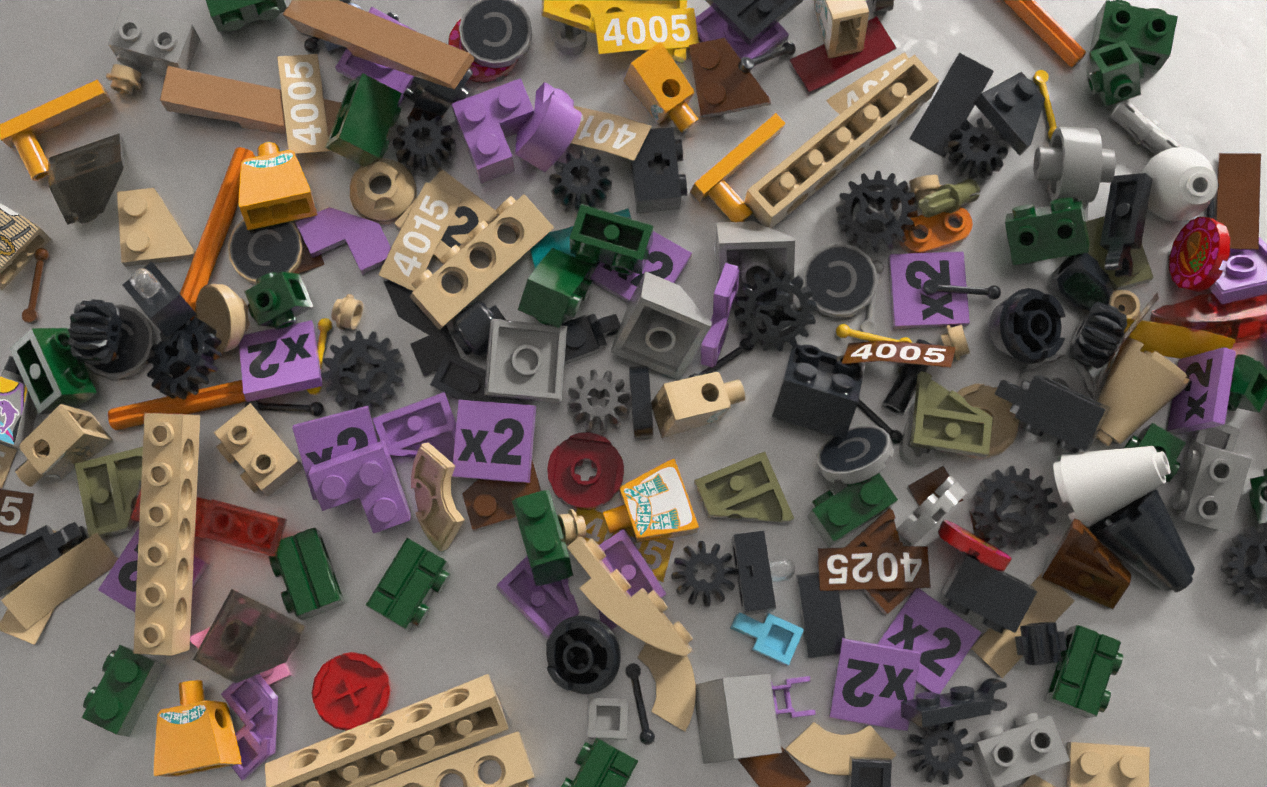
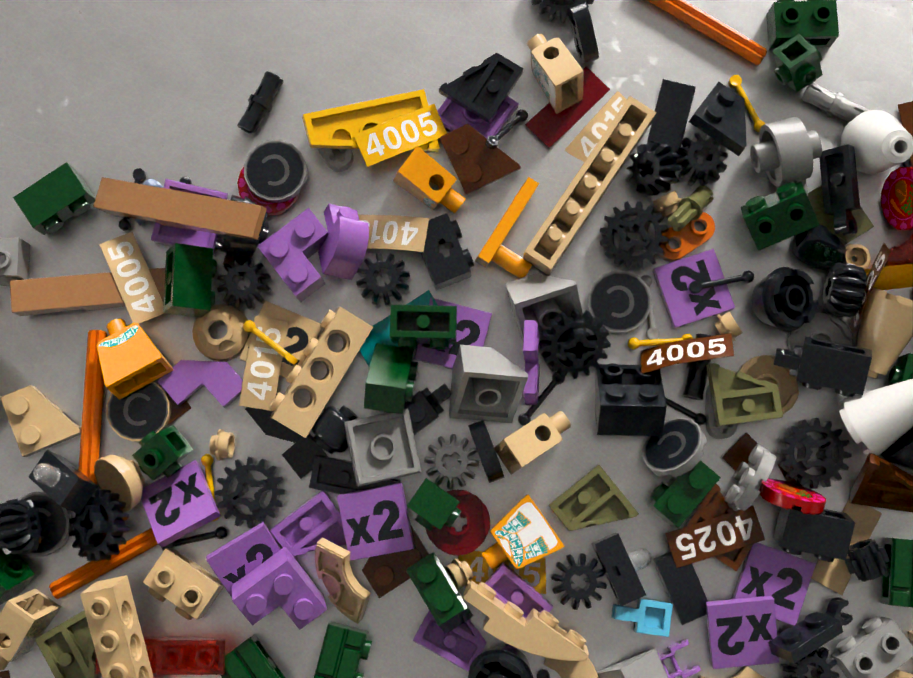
camera: 10 degrees left, 5 degrees up
(416, 191) = (249, 326): none -> yellow hinge
(564, 436) = (434, 506): none -> dark green brick
(920, 143) = (654, 168): none -> black gear

